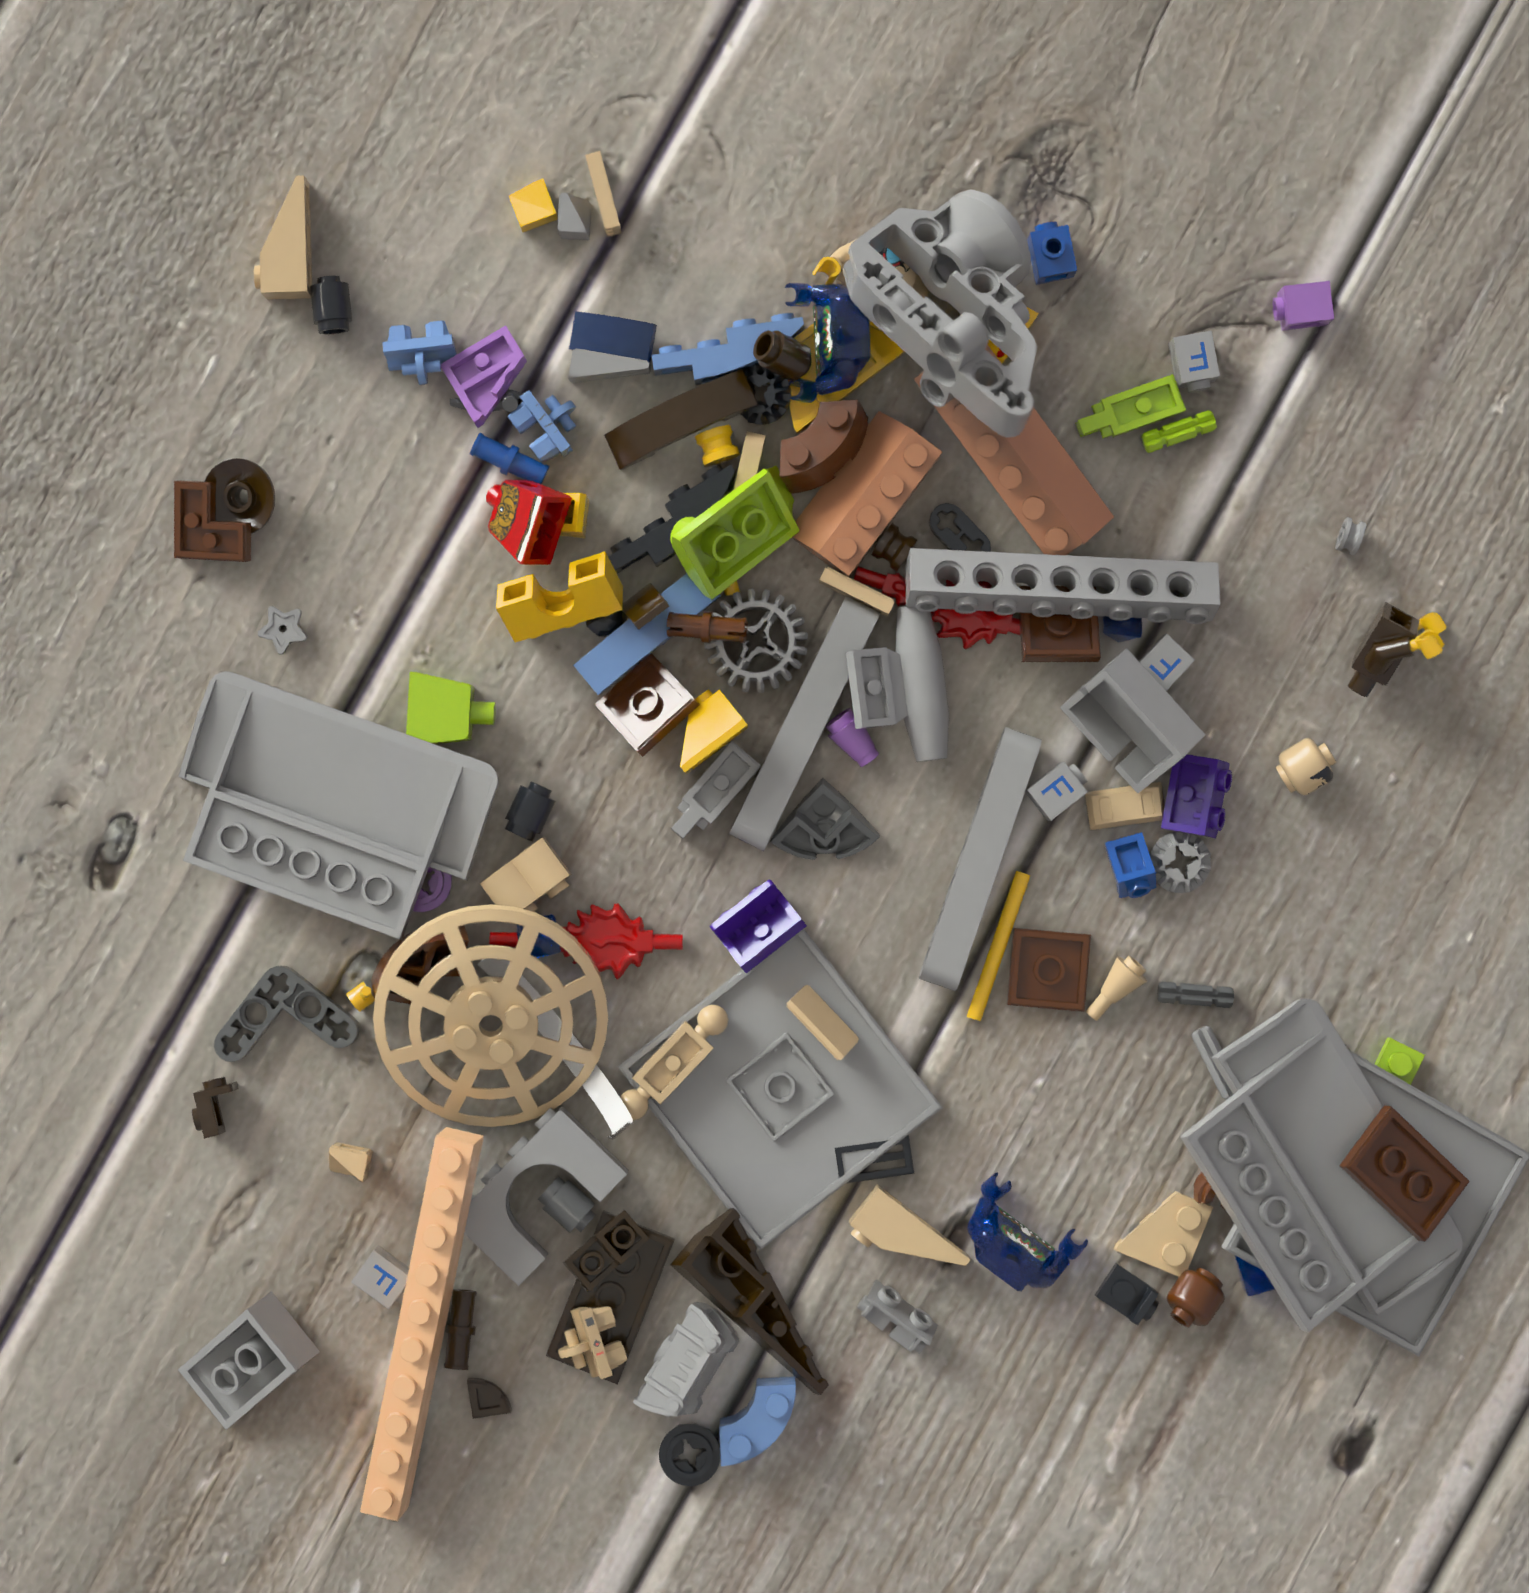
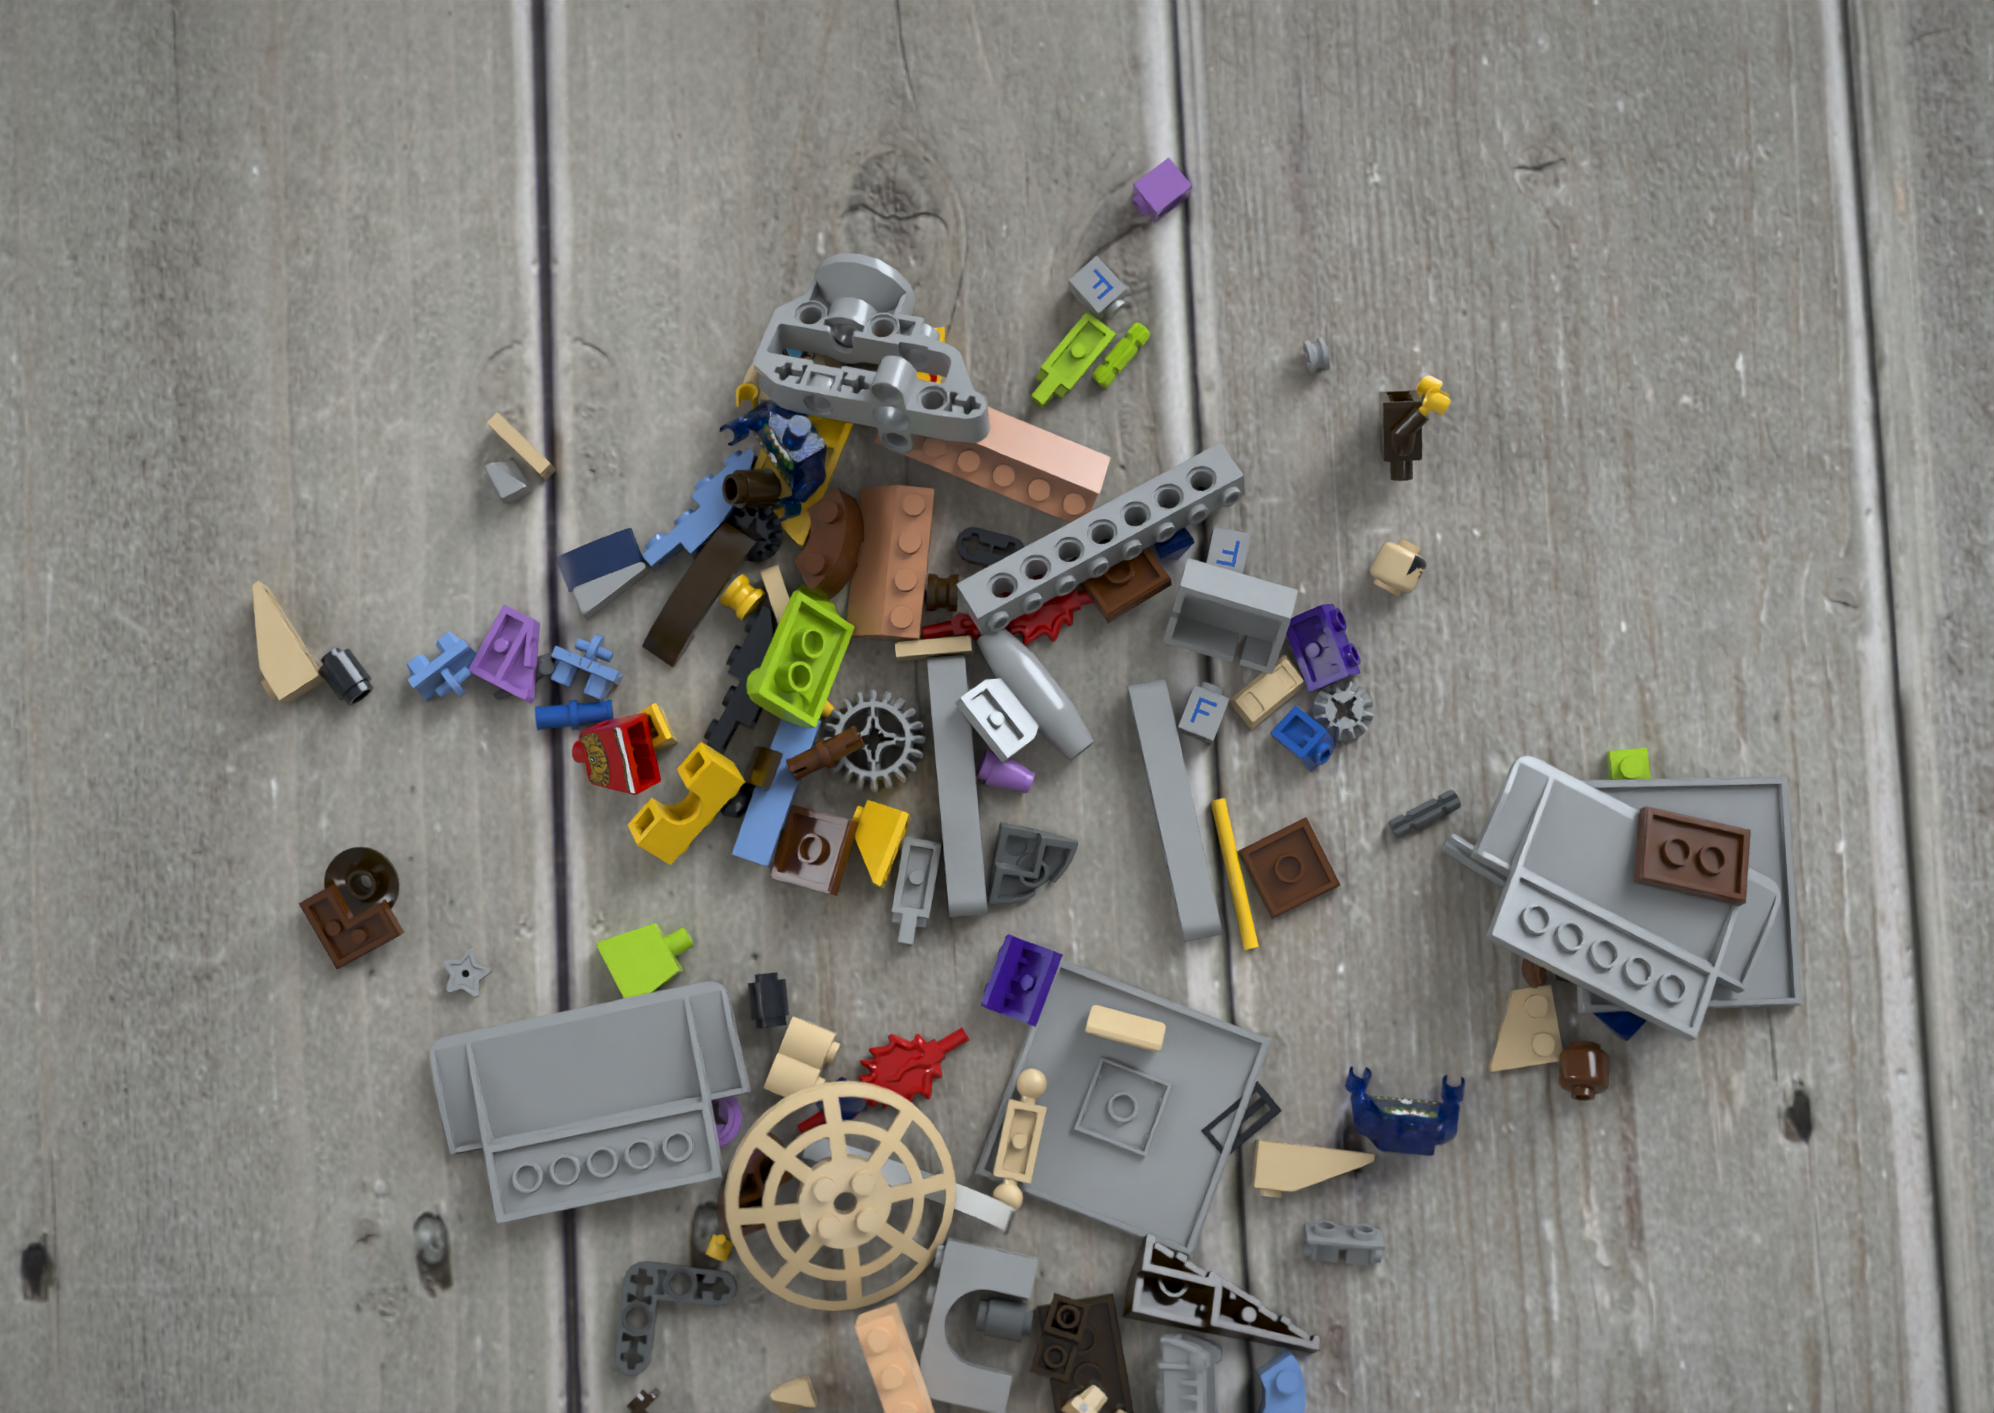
camera: 30 degrees left, 5 degrees down
(533, 206) = (468, 491): yellow slope -> none
(1051, 253) = (926, 272): blue brick -> none
(1122, 980) = (1355, 840): tan cone -> none
(1128, 1294) = (1526, 1103): black bracket -> none

